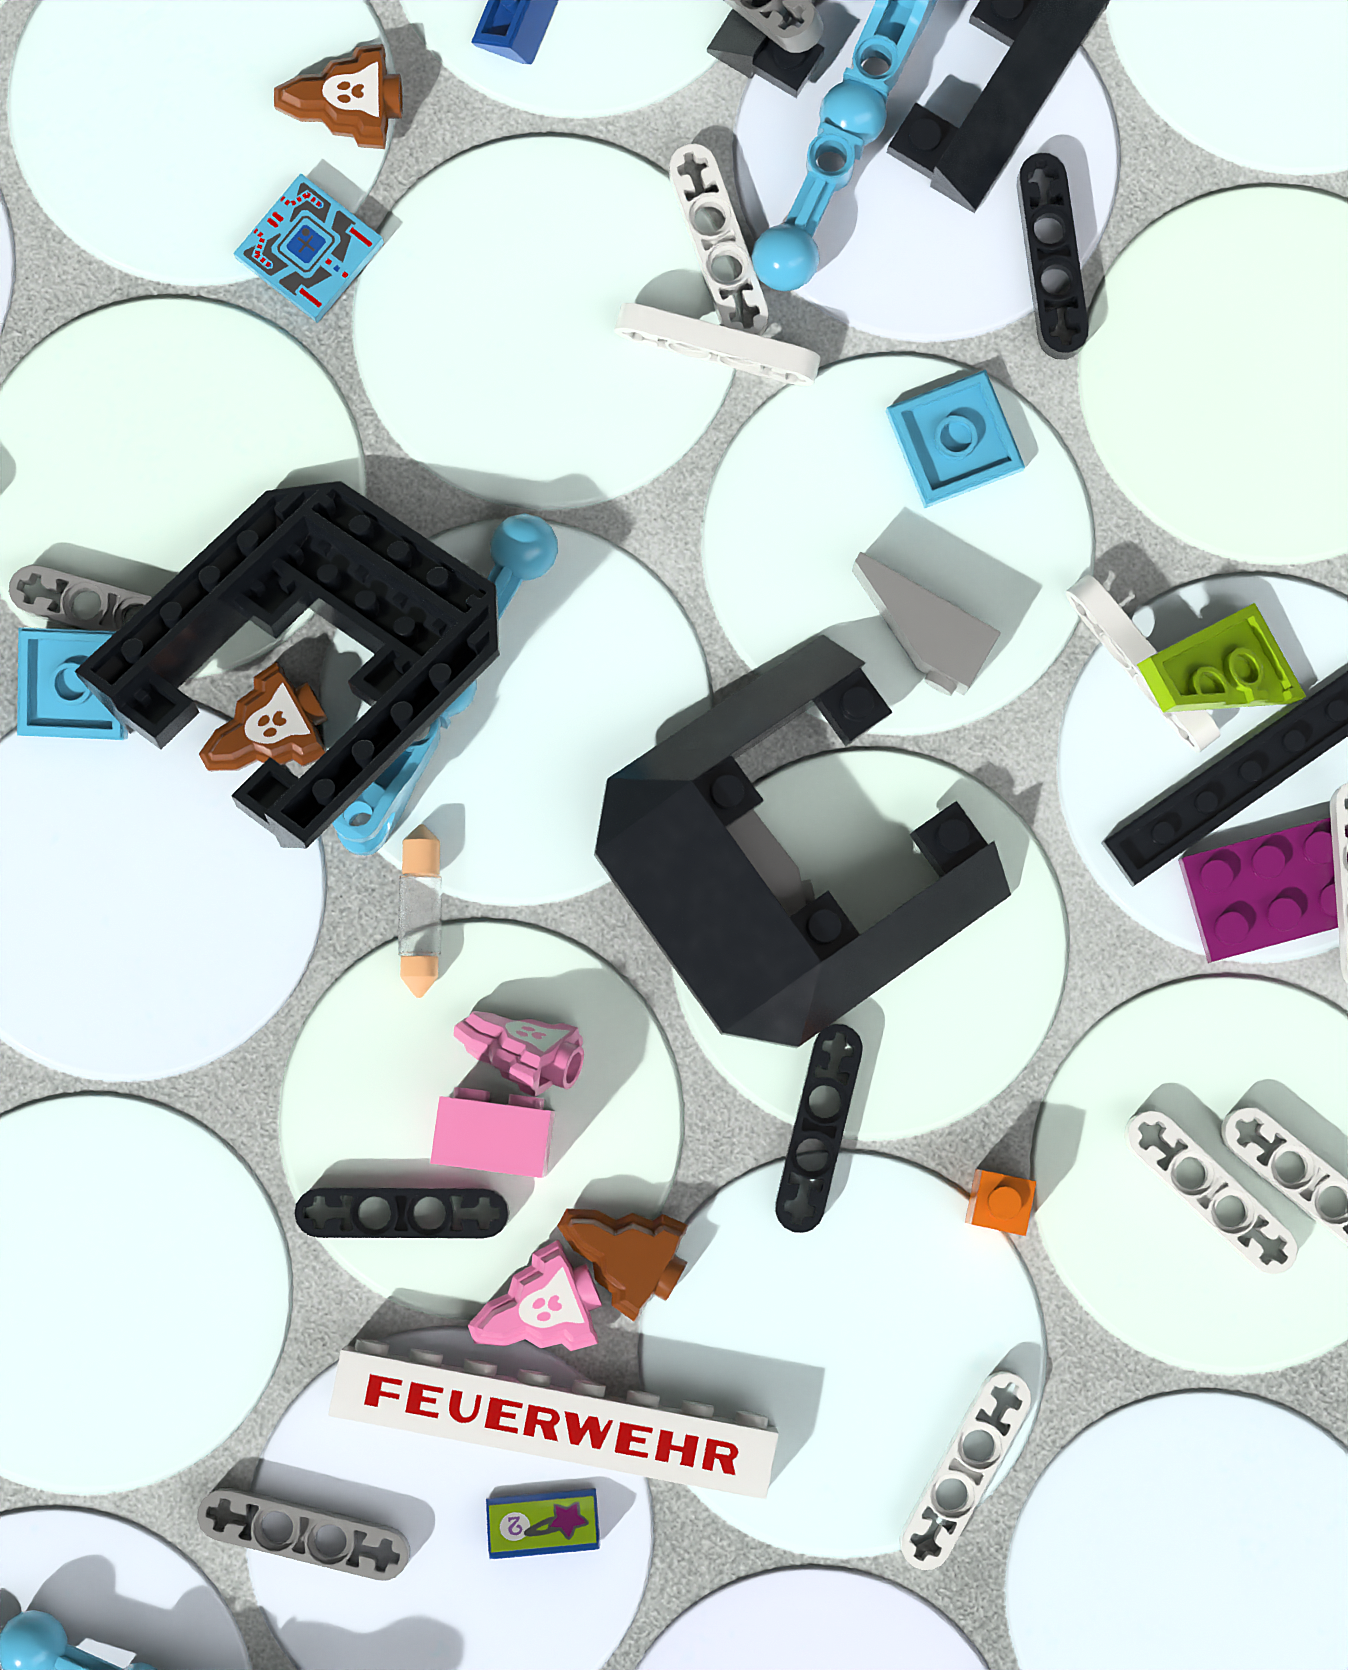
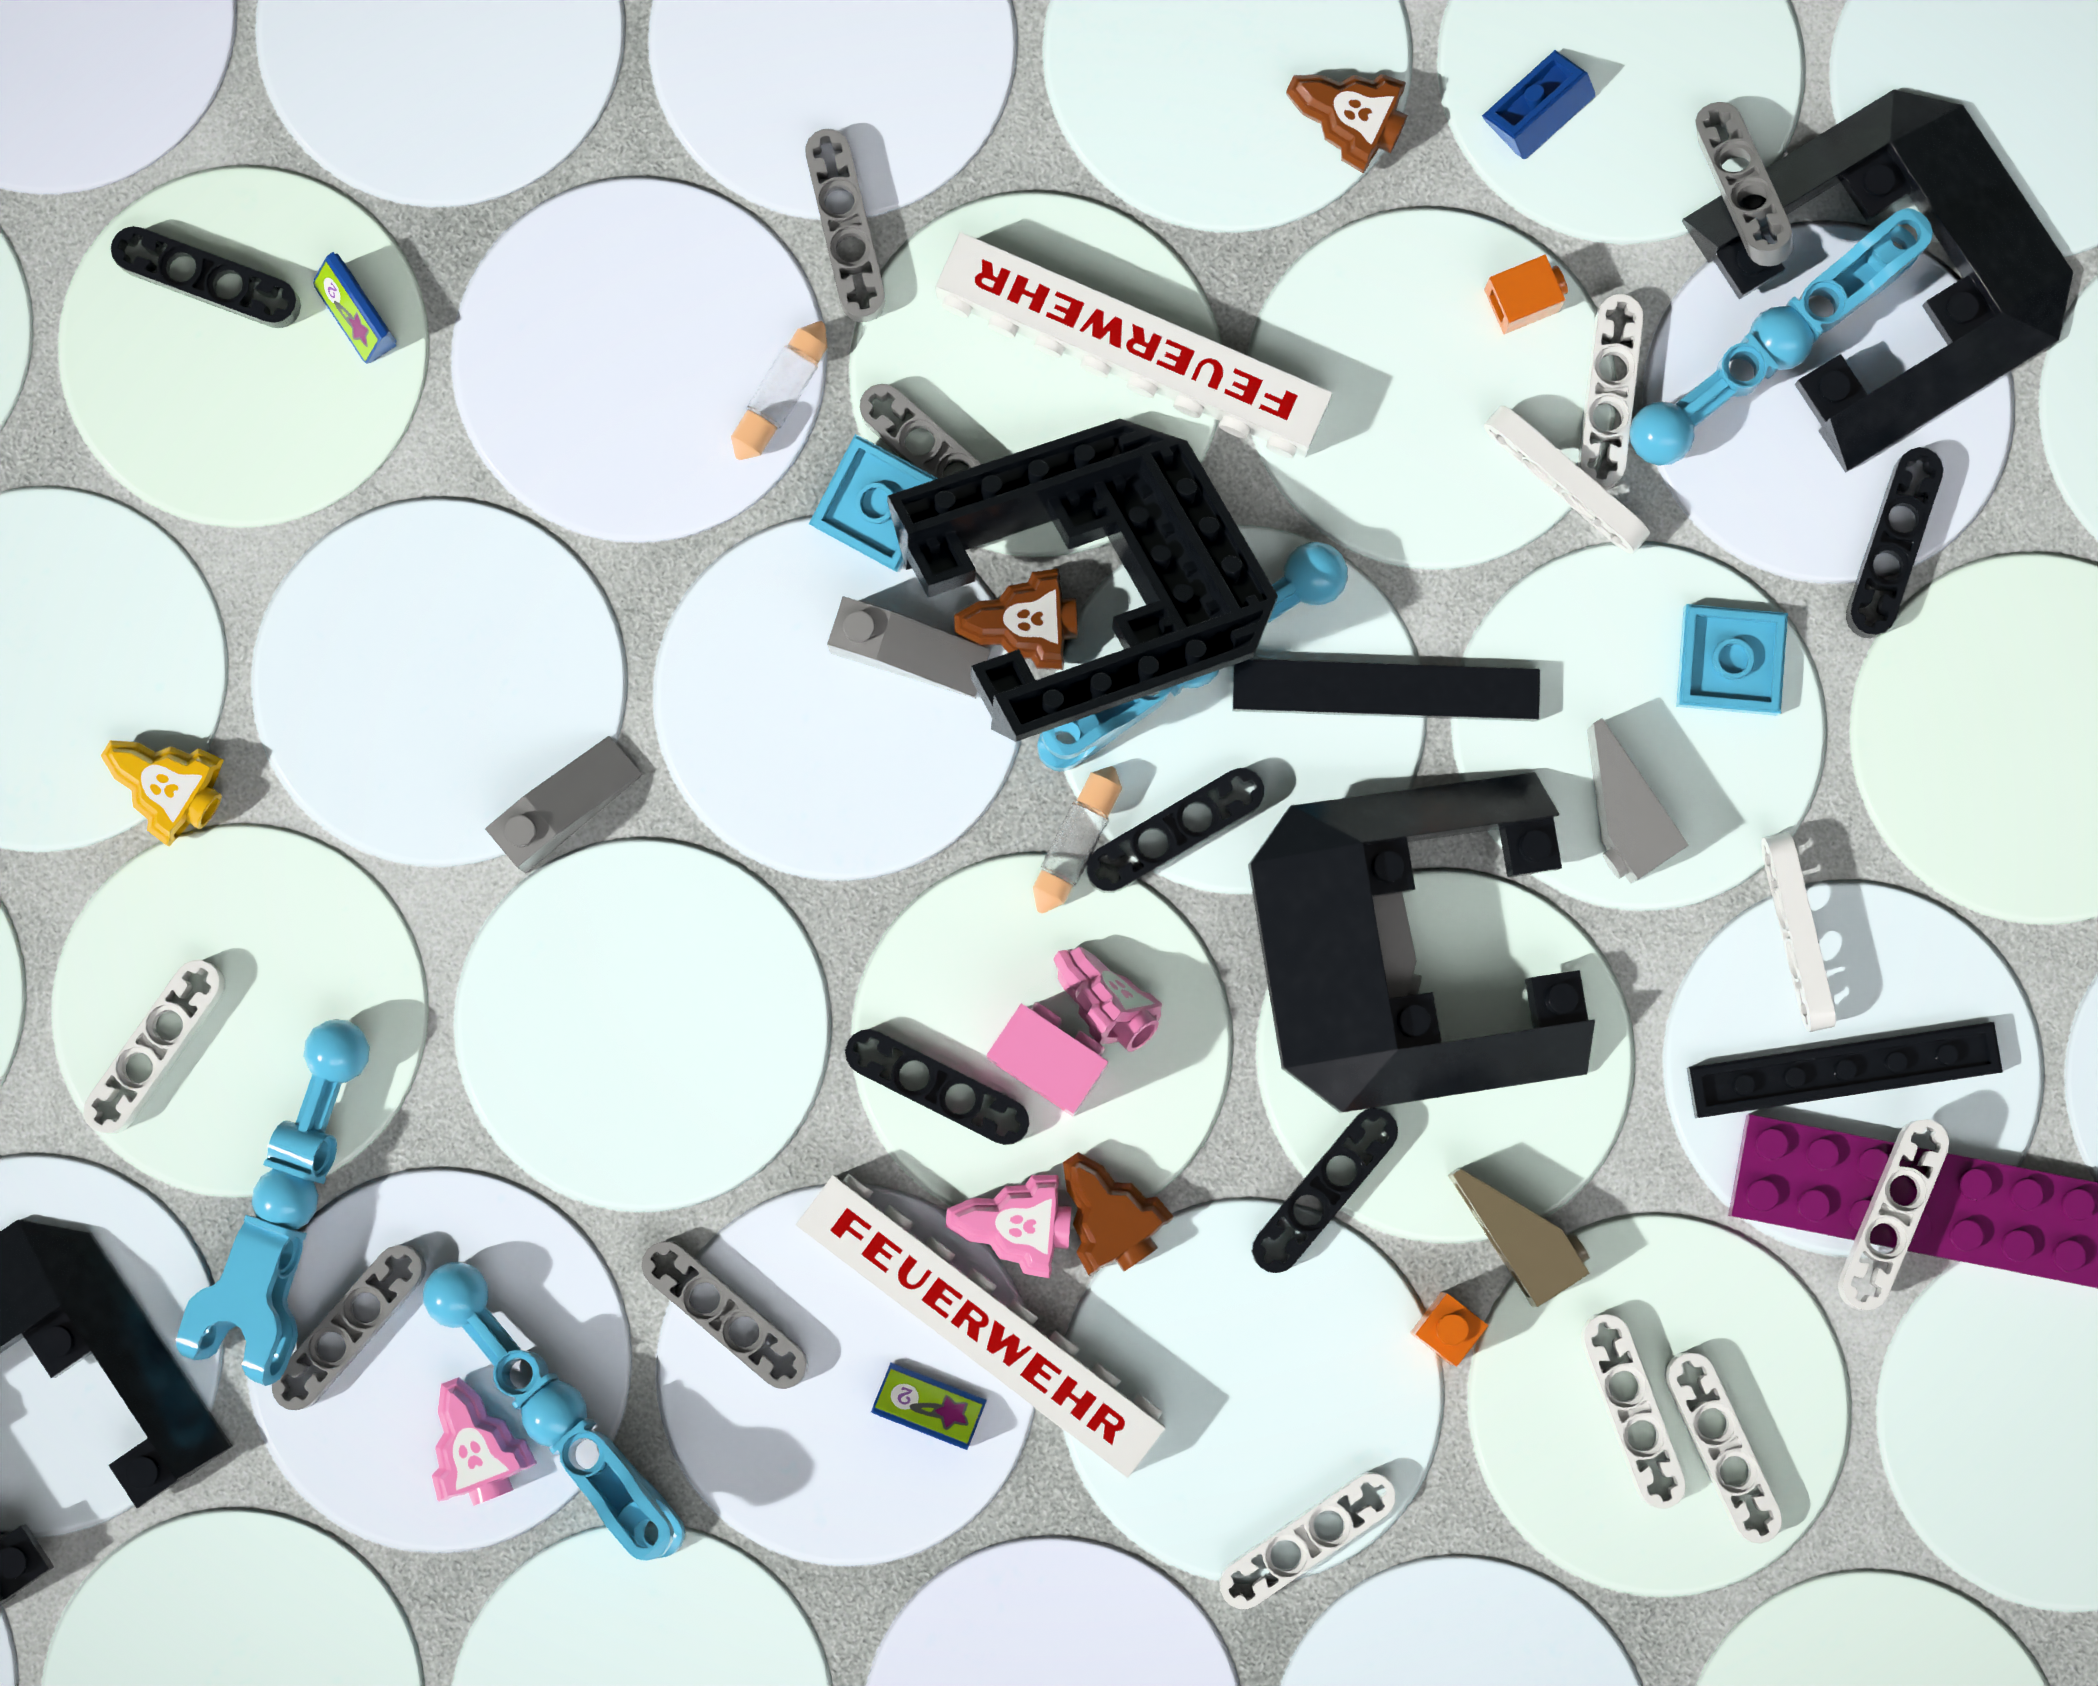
camera: 30 degrees right, 0 degrees up
(162, 808) = (904, 647): none -> light grey slope
(243, 417) = (1132, 346): none -> white brick
(308, 248) = (1256, 227): medium azure tile -> none
(517, 860) = (1178, 835): none -> black beam
(593, 188) = (1526, 293): none -> orange brick
(644, 625) = (1386, 690): none -> black tile
(1039, 1085) = (1530, 1246): none -> dark tan slope
(1223, 667) = (1866, 969): lime wing -> none

